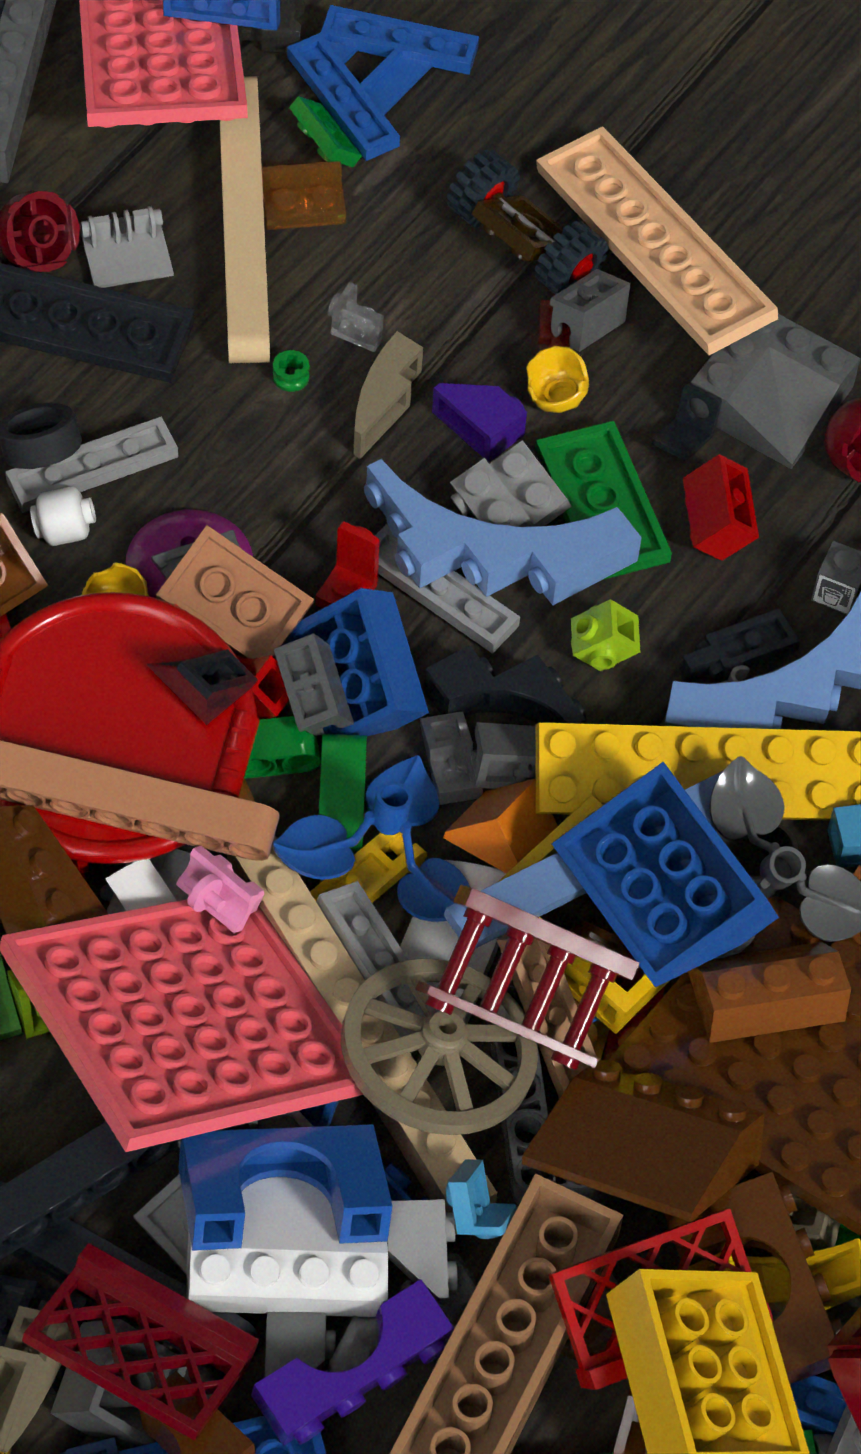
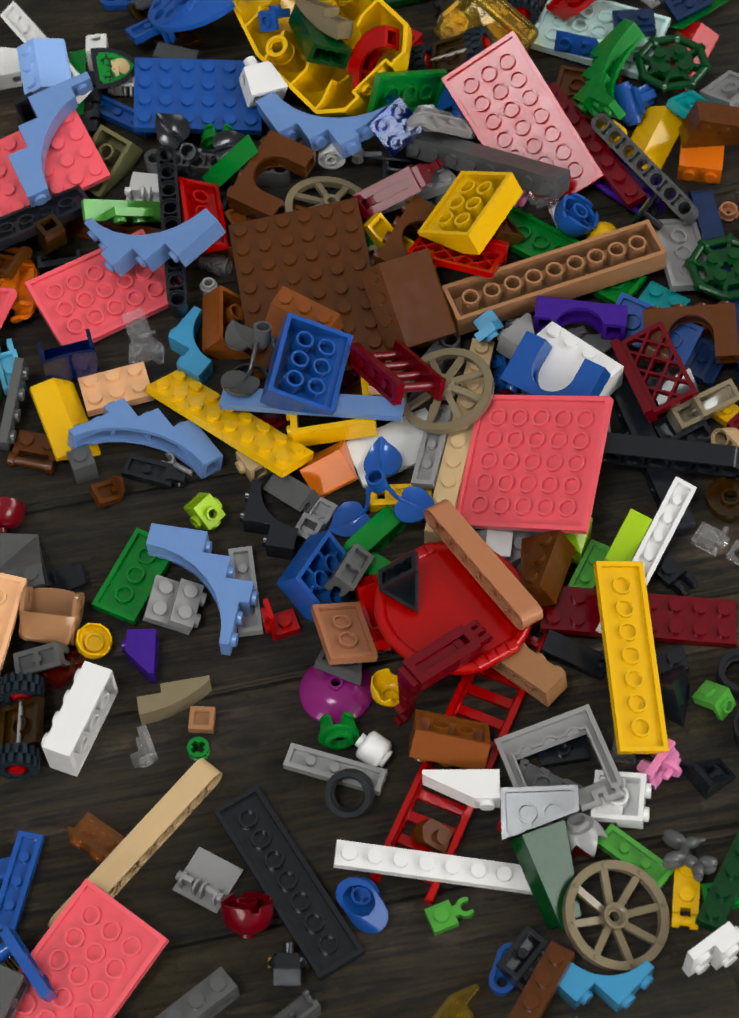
camera: 130 degrees left, 0 degrees up
(46, 610) = (435, 663): none -> dark red hinge
(123, 490) = (346, 730): none -> green piece
(218, 889) = (472, 509): bright pink hips -> none
(320, 125) = (49, 865): green plate -> none
(321, 400) = (202, 719): none -> medium nougat plate
(463, 277) = (79, 718): none -> white brick
(642, 357) = (50, 615): none -> medium nougat piece
(720, 507) = (96, 527): red brick -> none
(767, 574) = (108, 491): none -> reddish brown plate

